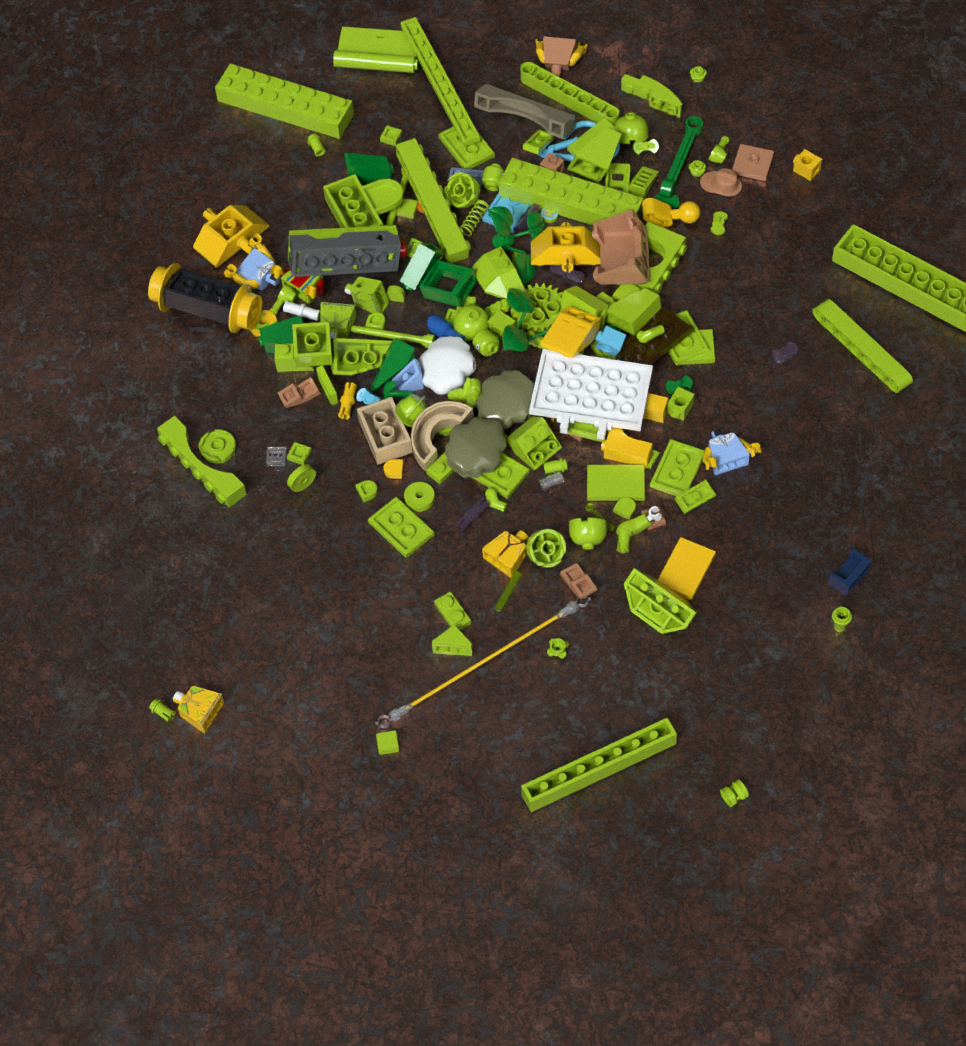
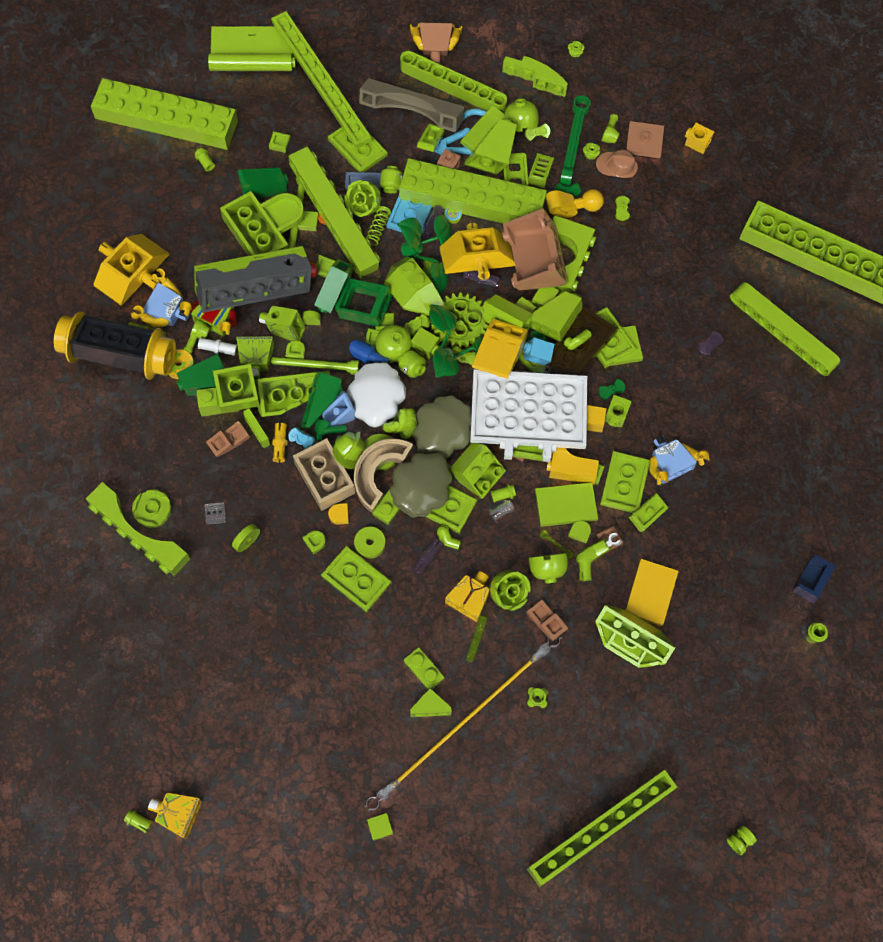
camera: 15 degrees left, 10 degrees up
(299, 453) = (238, 507): lime tile -> none

